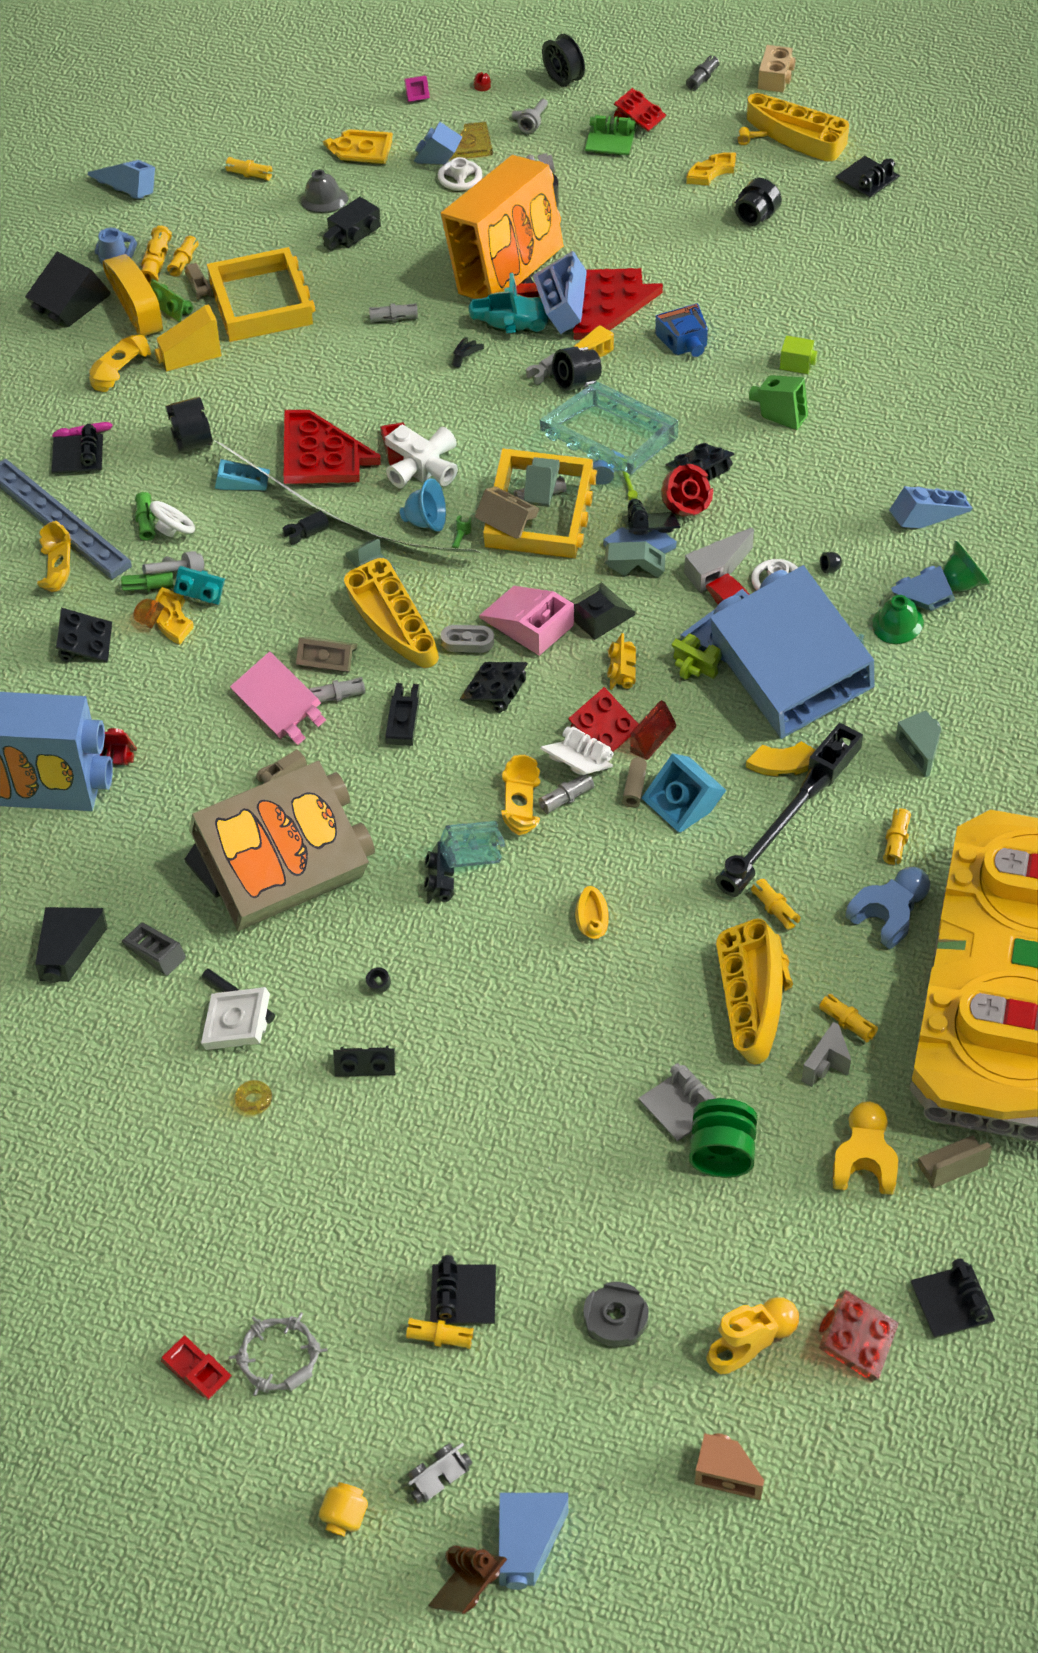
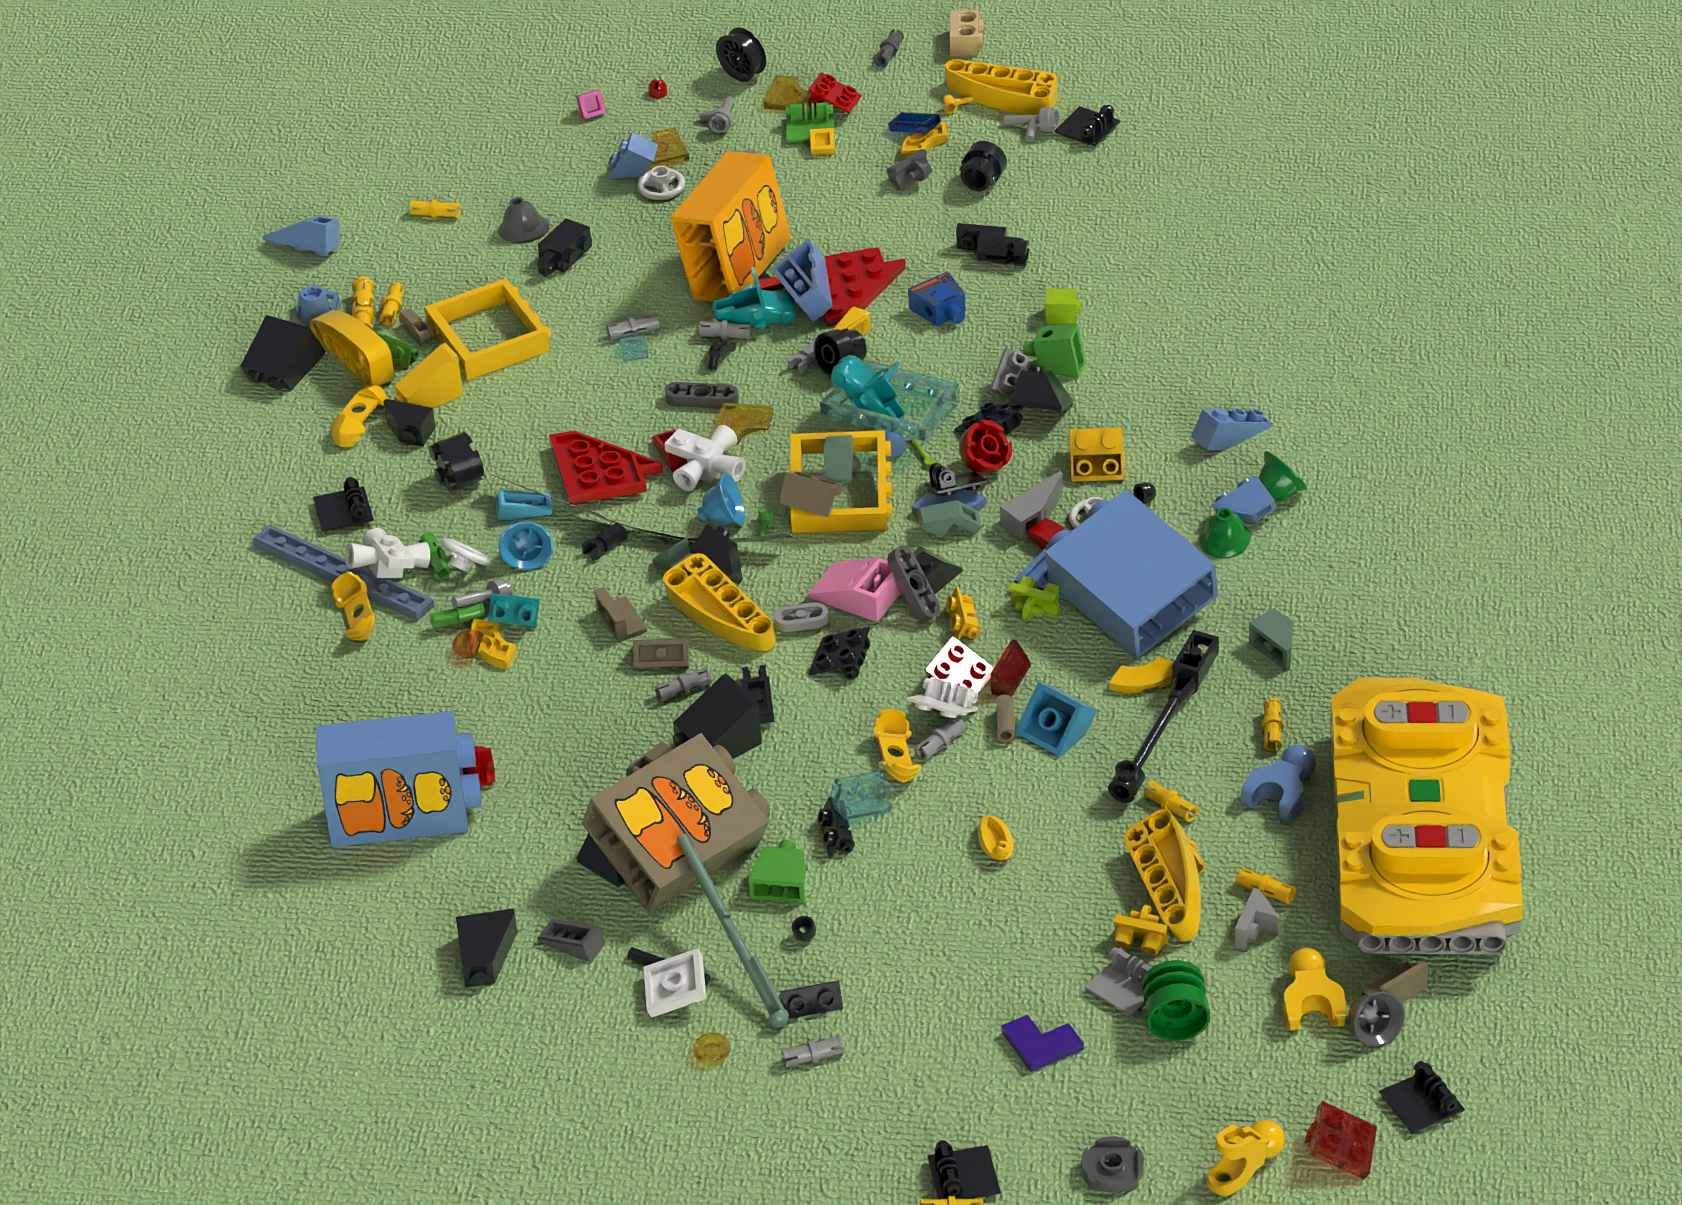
camera: 10 degrees left, 10 degrees down
(74, 431) = (338, 486): dark pink piece -> none
(82, 636) = (407, 674): black hinge -> none
(98, 509) = (386, 554): none -> white brick
(163, 376) = (410, 422): none -> black slope
(228, 521) = (526, 545): none -> dark azure hat
(278, 697) = (626, 699): bright pink tile -> none
(298, 607) = (618, 615): none -> dark tan panel
(327, 1073) = (778, 1015): none -> sand green bar
(350, 1120) = (812, 1051): none -> light grey pin
(355, 742) = (723, 716): none -> black slope
(361, 146) = (547, 170): yellow tile -> none
(371, 915) = (779, 874): none -> bright green torso
(389, 334) = (633, 348): none -> clear light blue tile
(406, 558) = (720, 550): none -> black slope
(459, 397) = (684, 394): none -> dark grey beam
(470, 422) = (745, 418): none -> clear yellow tile
(477, 329) = (724, 330): none -> light grey pin
(578, 1161) = (1037, 1048): none -> dark purple tile
(590, 412) = (866, 387): none -> teal piece
(590, 629) = (928, 597): none -> dark grey beam
(596, 102) = (786, 91): none -> clear yellow tile
(617, 155) = (822, 141): none -> yellow tile
(690, 196) = (911, 169): none -> dark grey hips
(706, 149) = (914, 122): none -> clear blue tile
(720, 1053) = (1141, 926): none -> yellow hips
(729, 417) = (1008, 372): none -> light grey hips
(748, 281) = (992, 244): none -> black plate
(755, 440) = (1040, 390): none -> black slope
(793, 515) = (1096, 454): none -> yellow slope
(830, 164) = (1047, 119): none -> light grey piece
(924, 1197) = (1376, 1018): none -> dark grey hat

